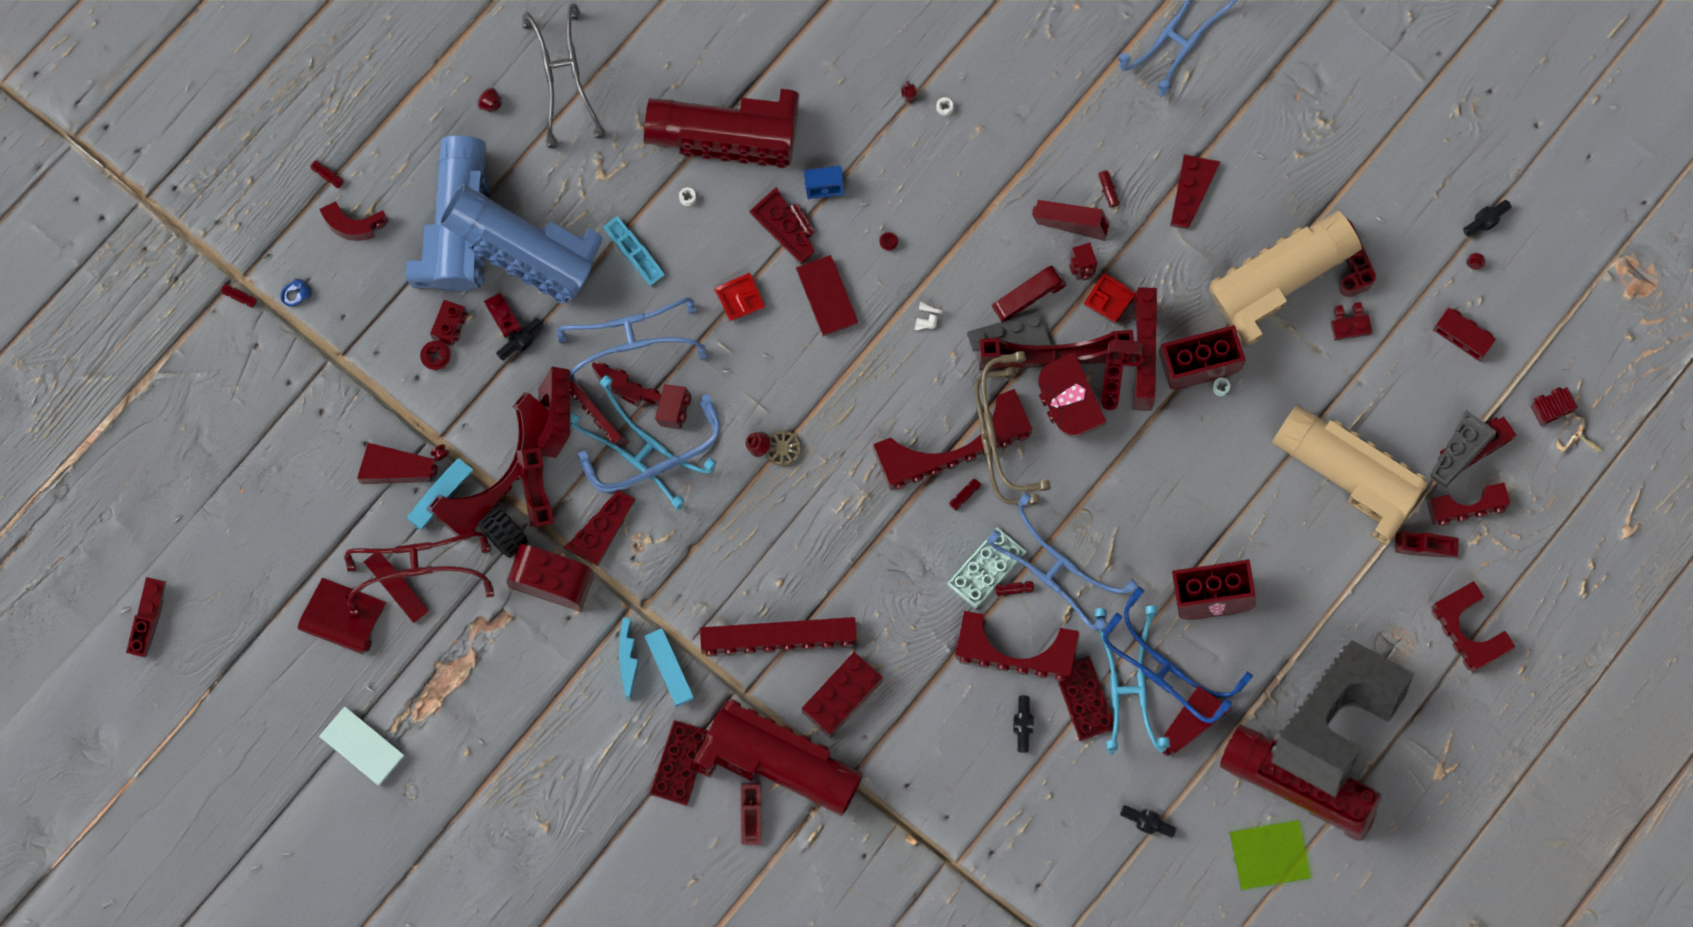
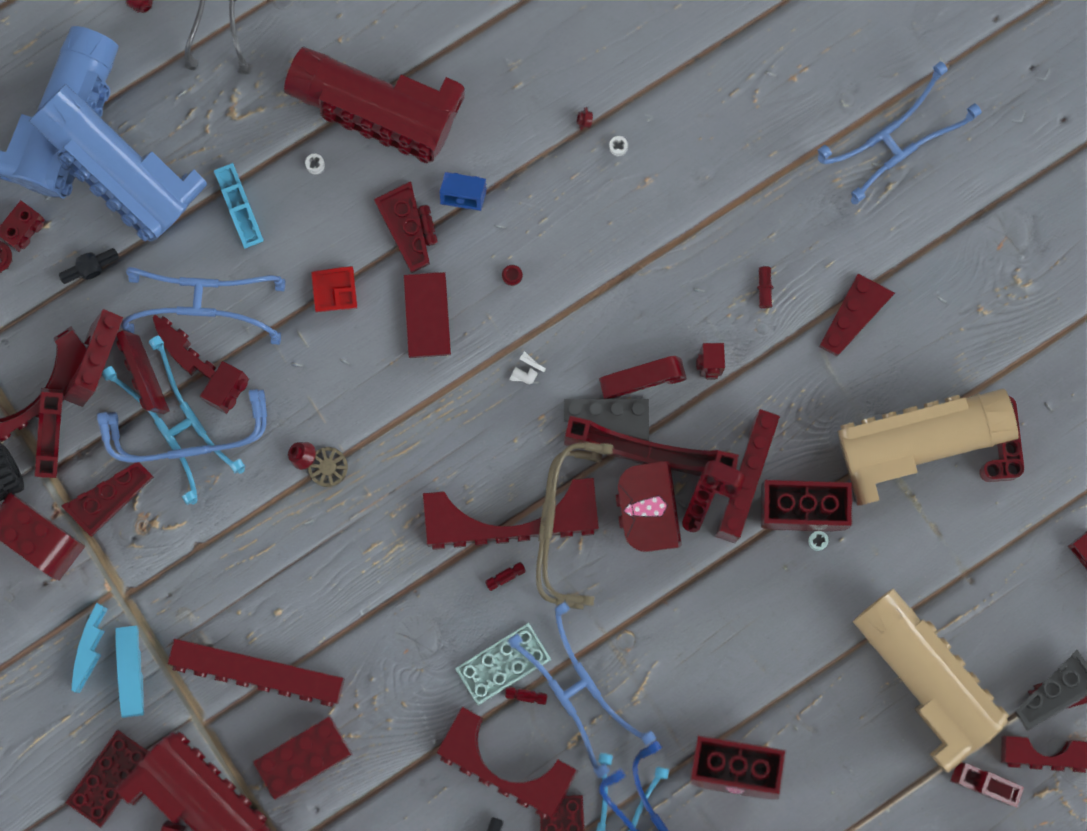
camera: 15 degrees right, 5 degrees up
(502, 315) = (77, 235): dark red plate -> none
(1072, 218) = (715, 309): dark red slope -> none
(1109, 298) = (728, 408): red plate -> none
(1350, 327) = (980, 517): dark red plate -> none

